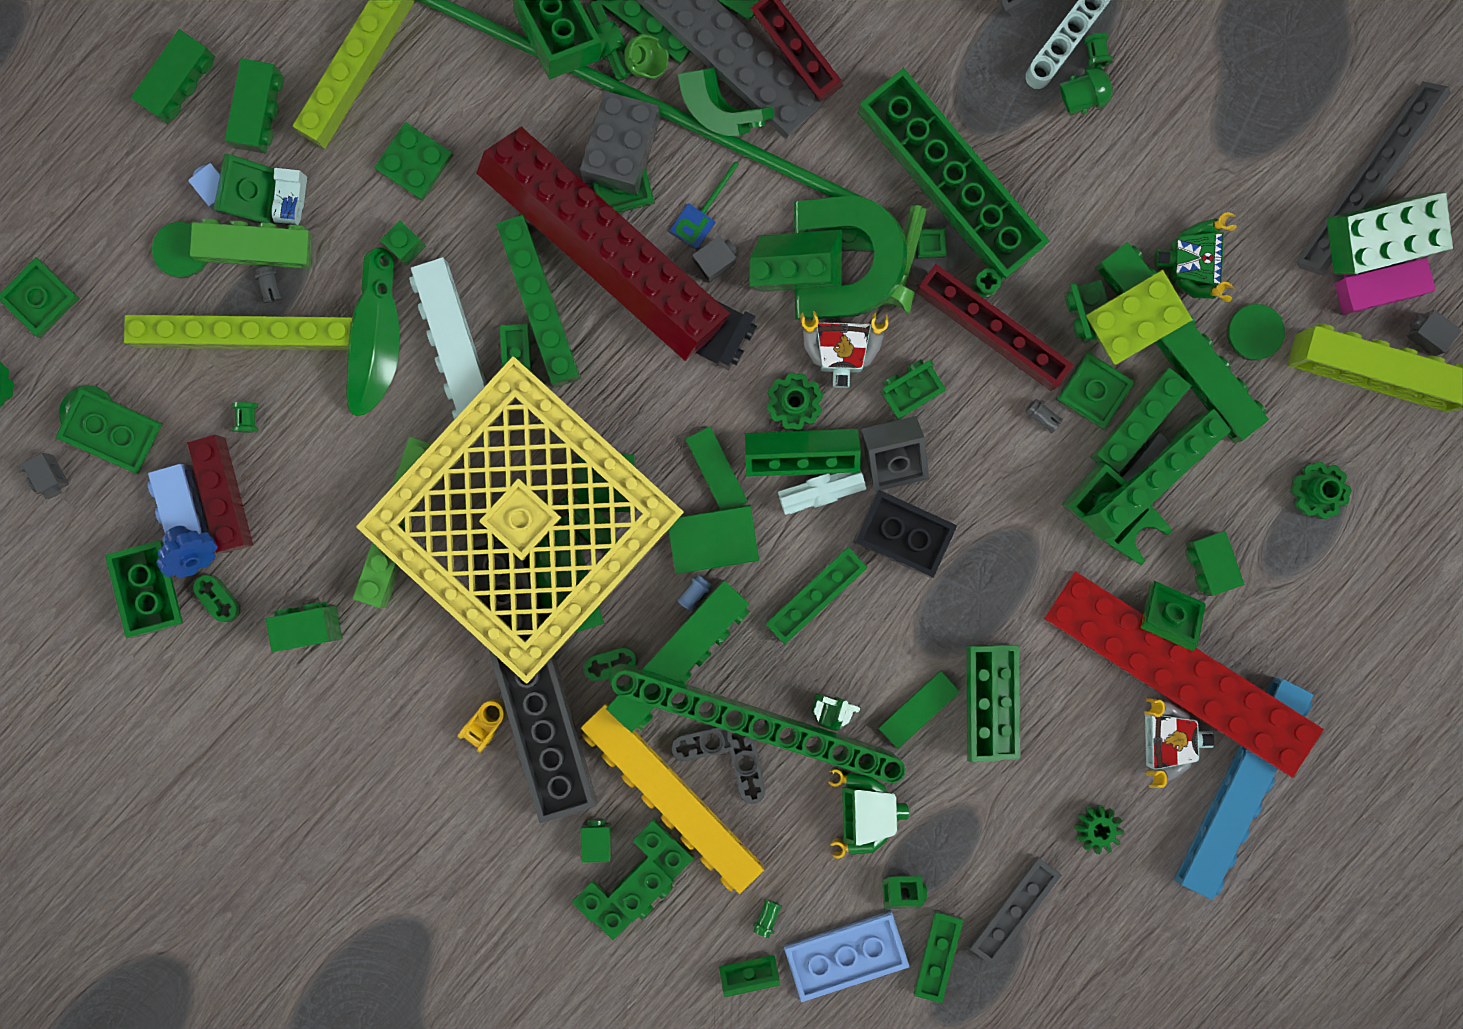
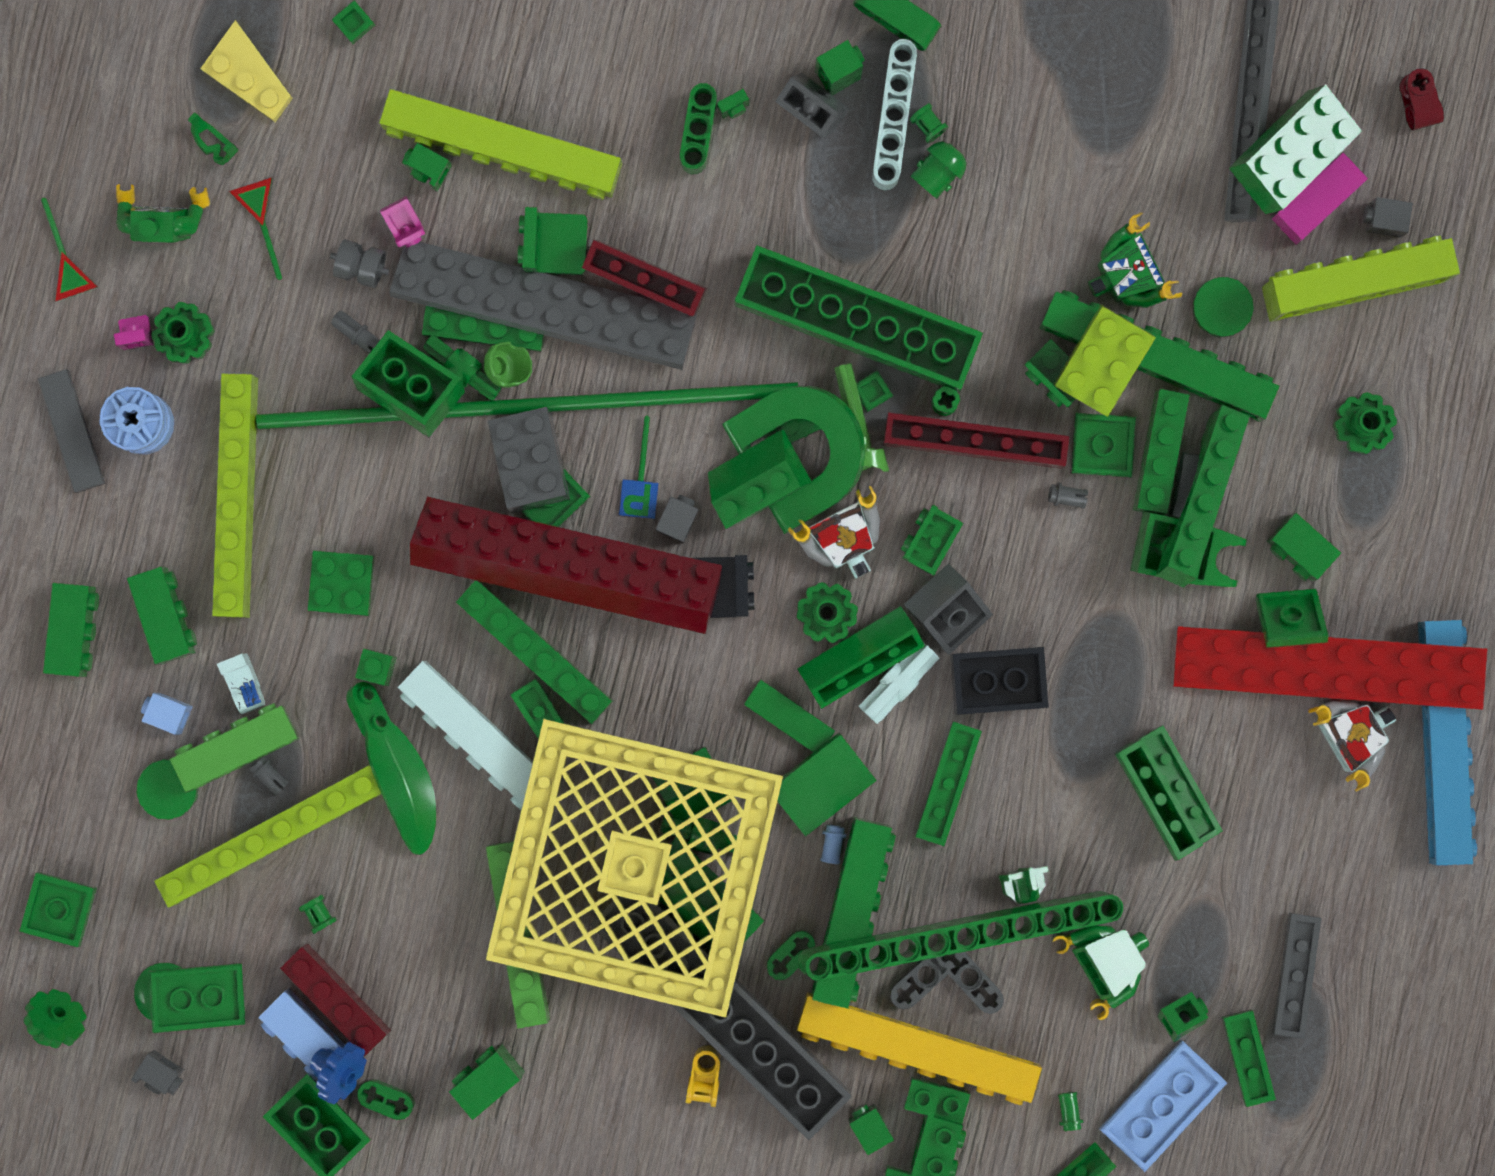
camera: 25 degrees left, 0 degrees up
(245, 189) = (200, 699): green tile -> none
(712, 111) = (598, 381): green arch -> none
(918, 709) = (1103, 837): green tile -> none
(1109, 832) = (1334, 844): green gear -> none

